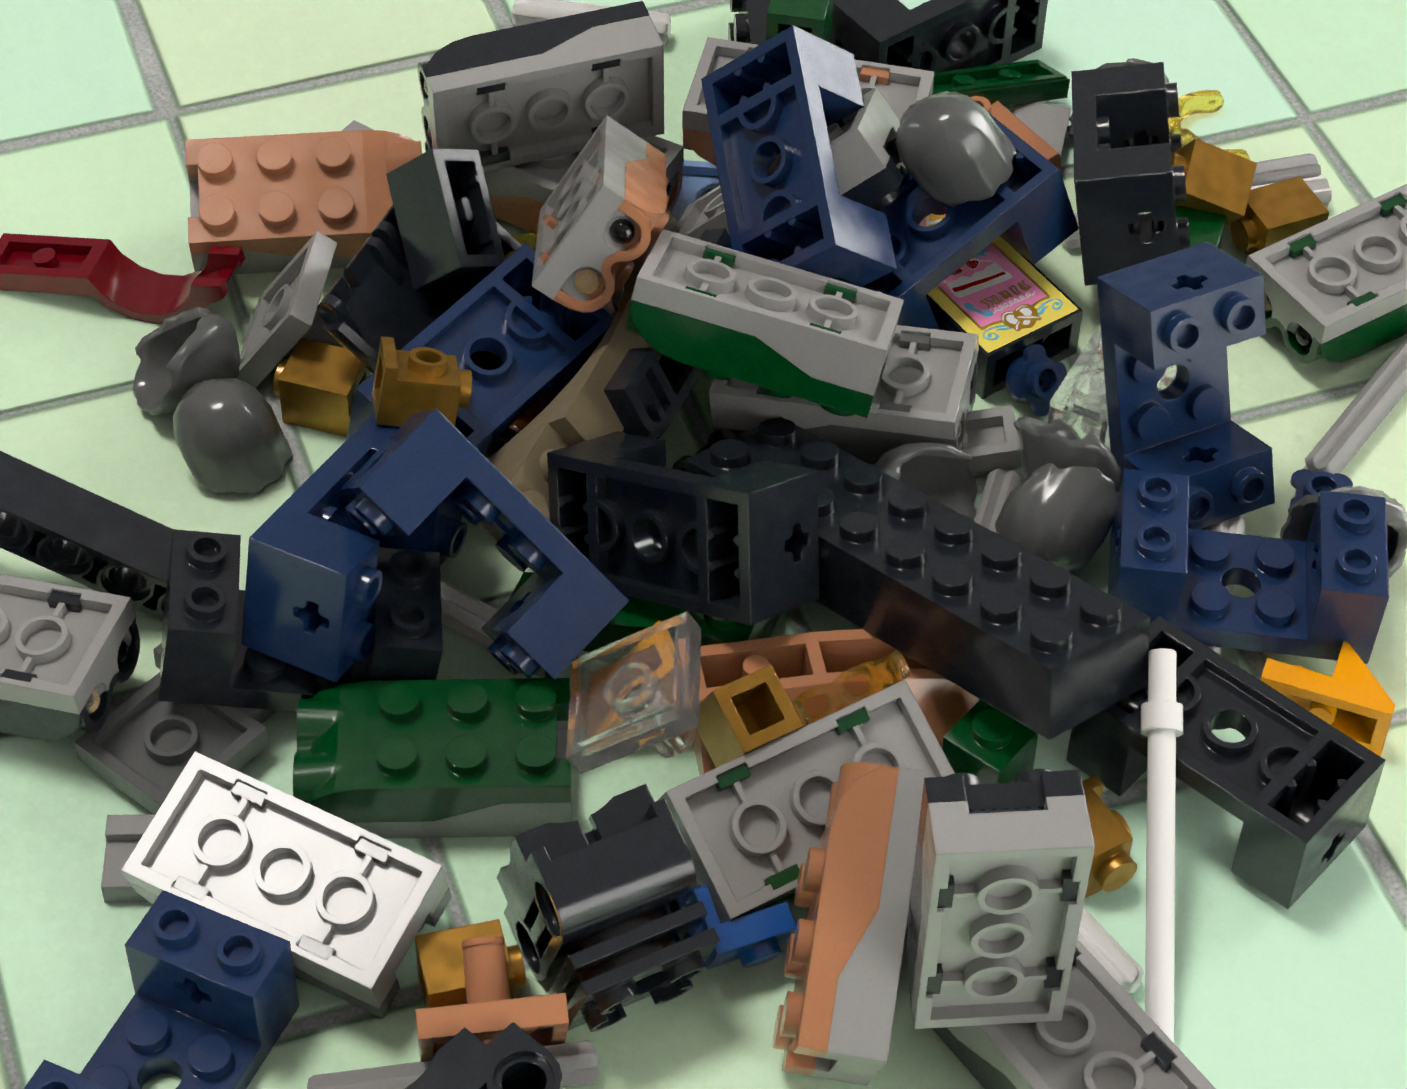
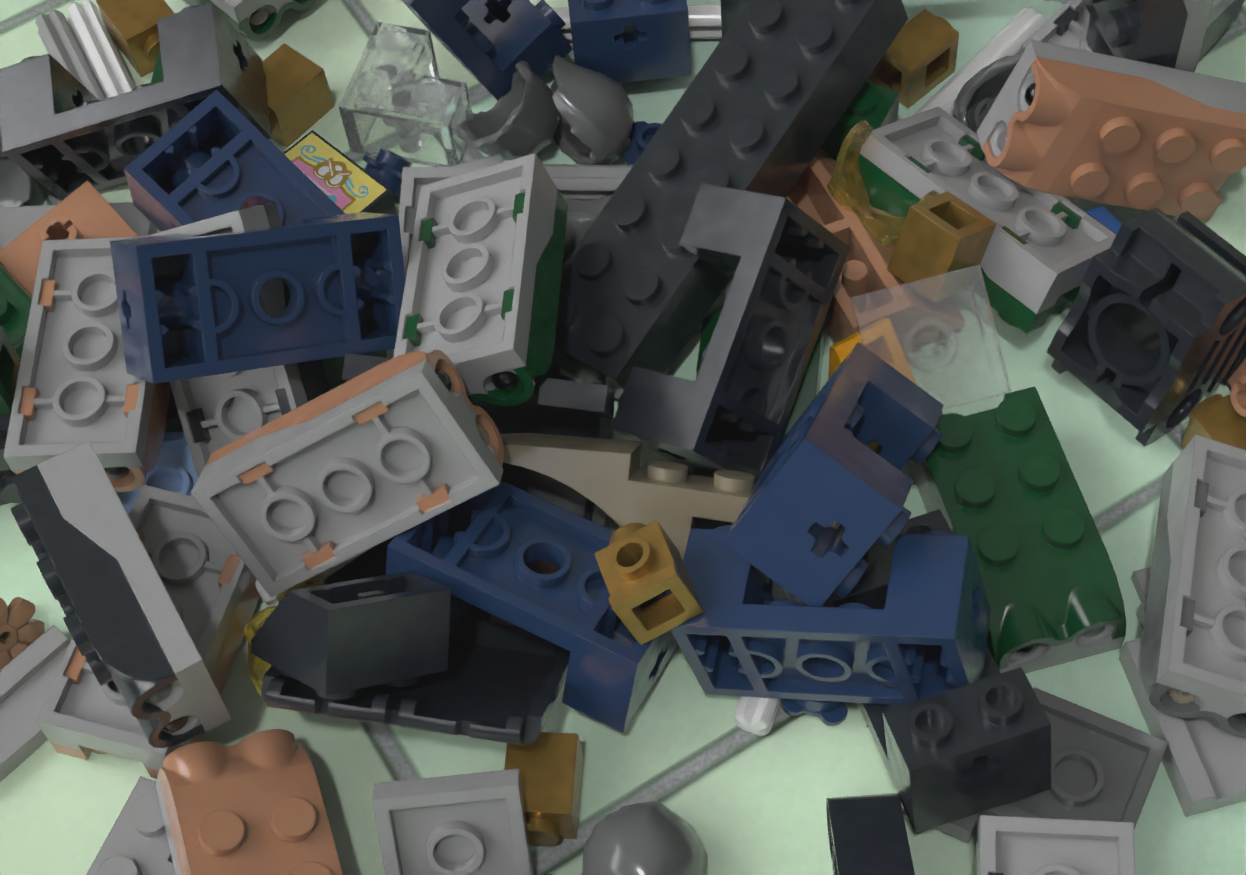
camera: 95 degrees left, 10 degrees up
(954, 148) = (200, 172): dark grey hair -> none
(1215, 179) = (124, 55): pearl gold brick -> none

